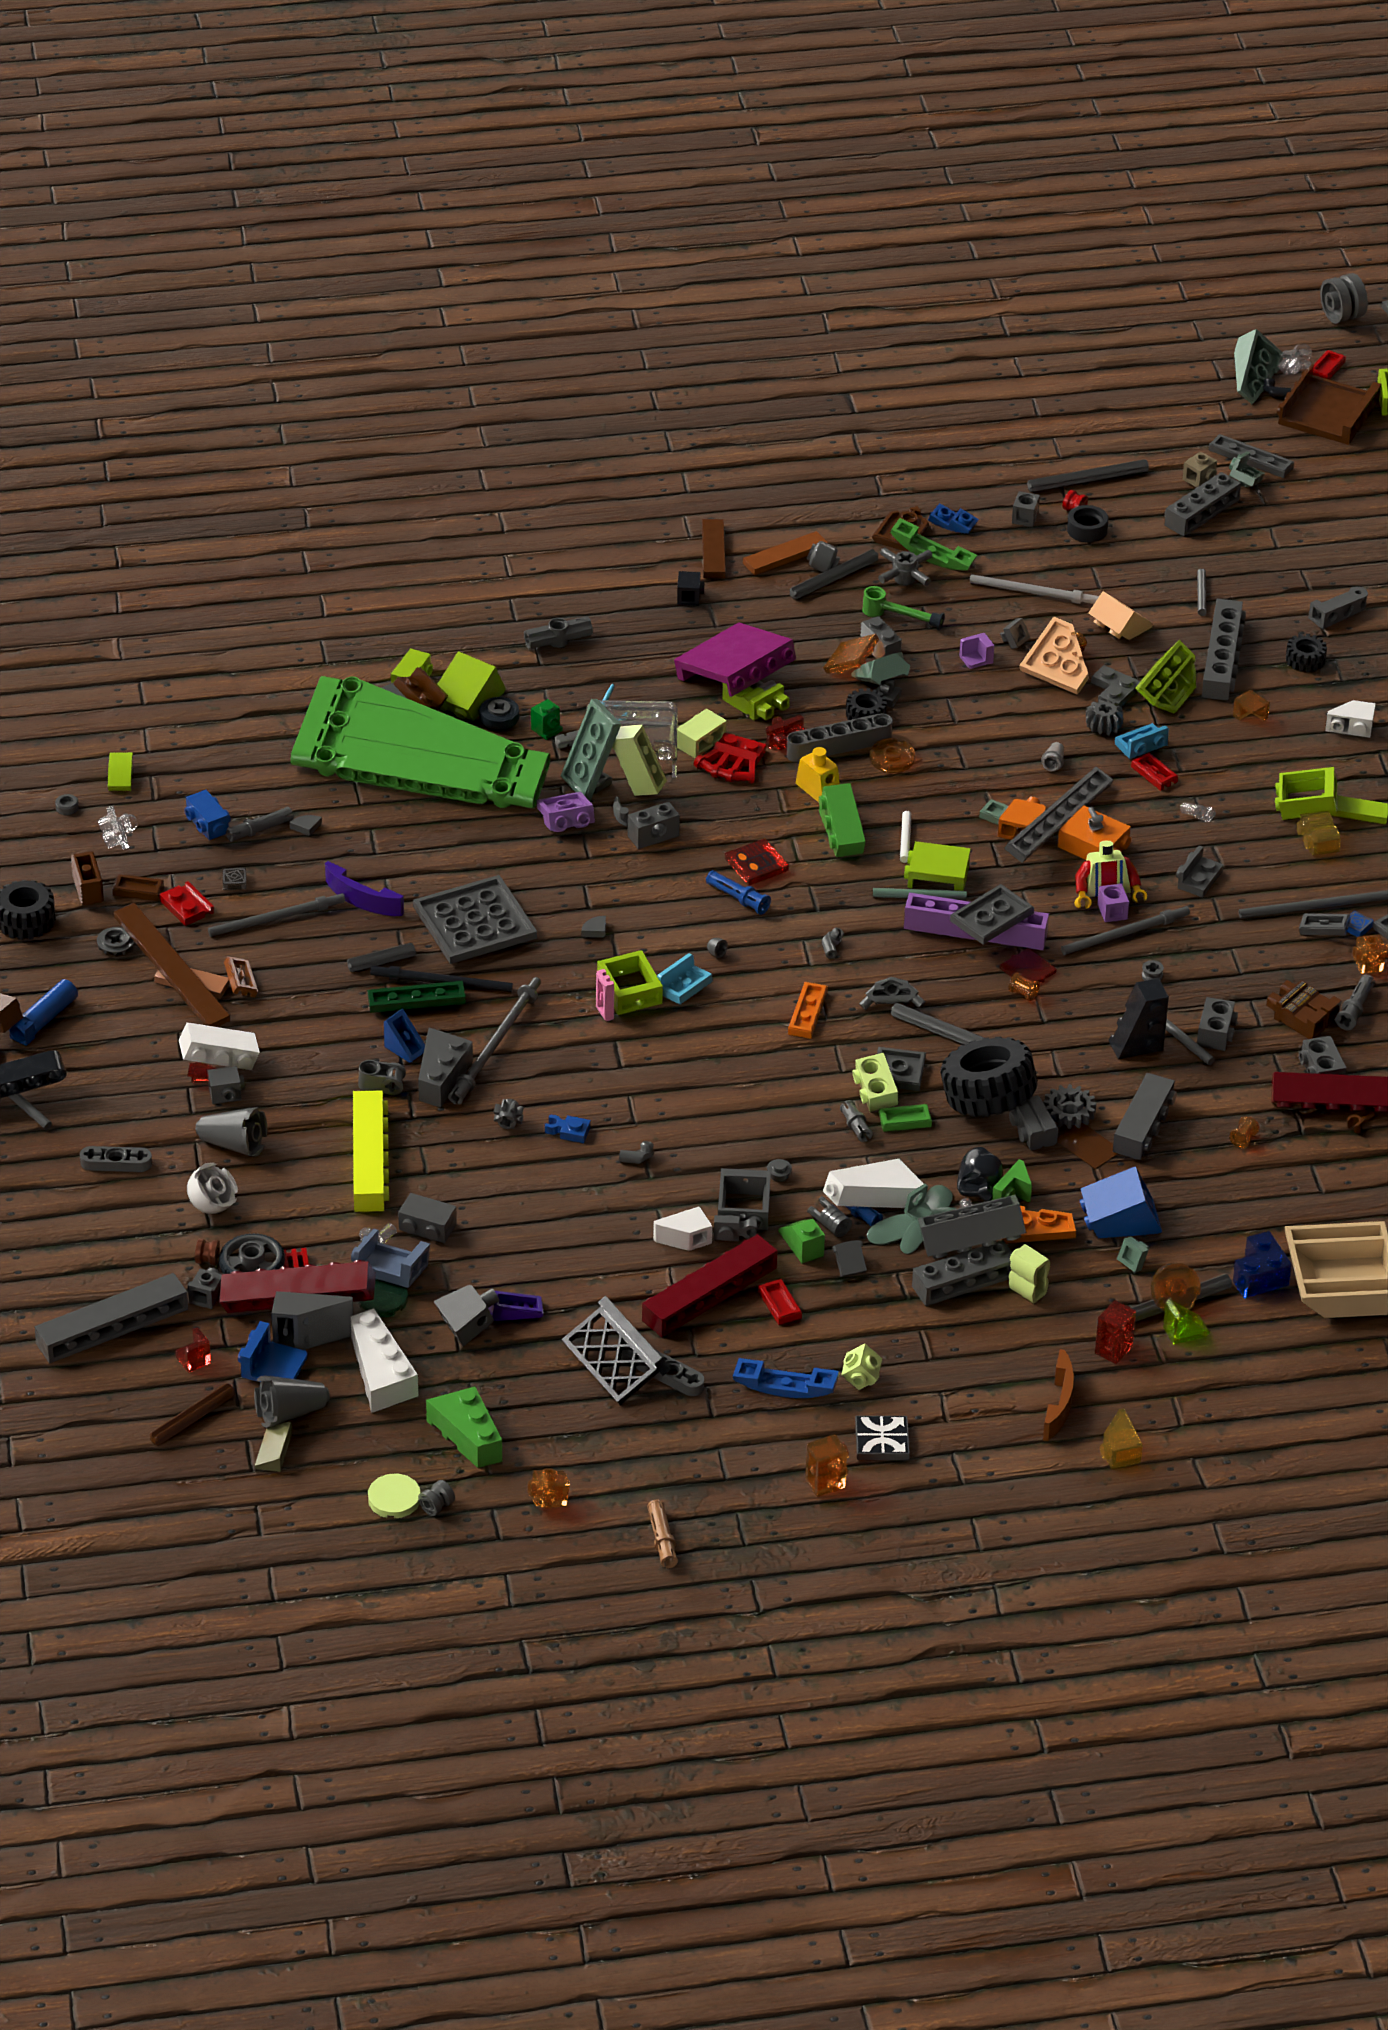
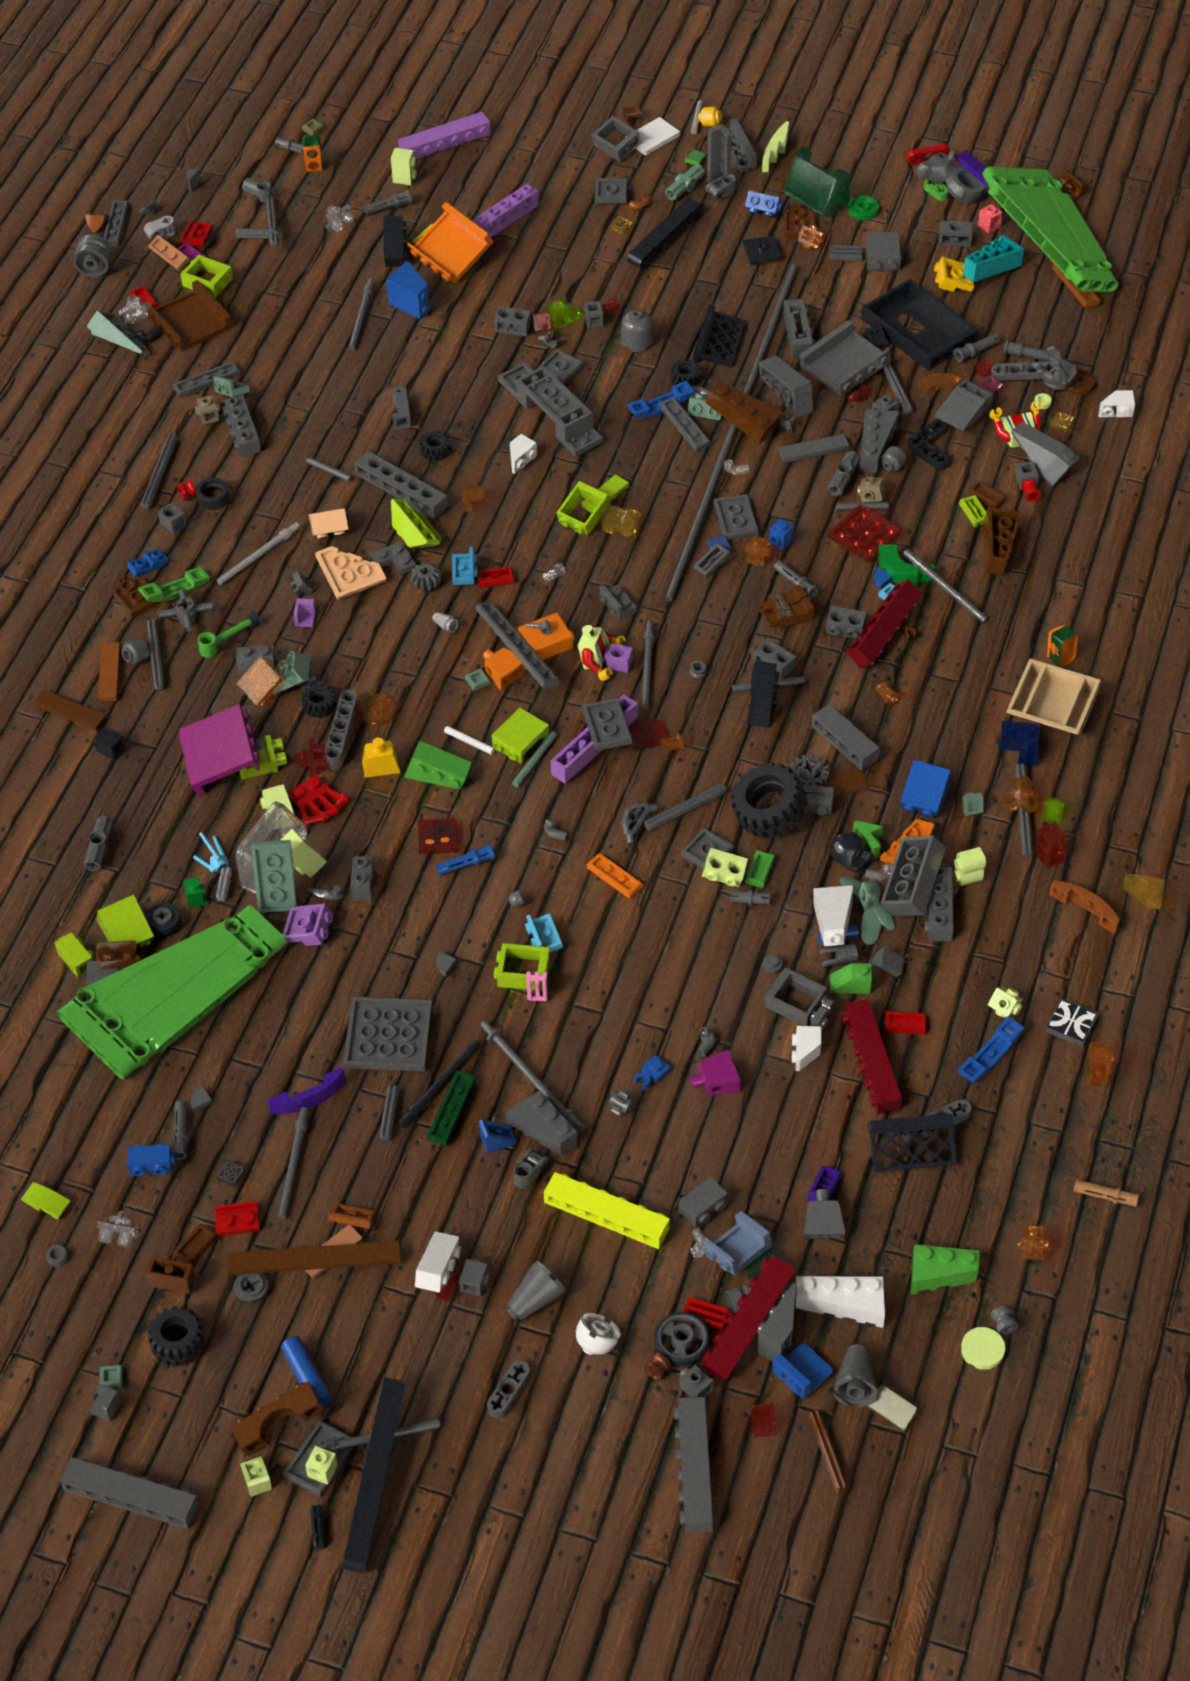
camera: 60 degrees left, 10 degrees up
(597, 1174) = (717, 1075): none -> magenta torso

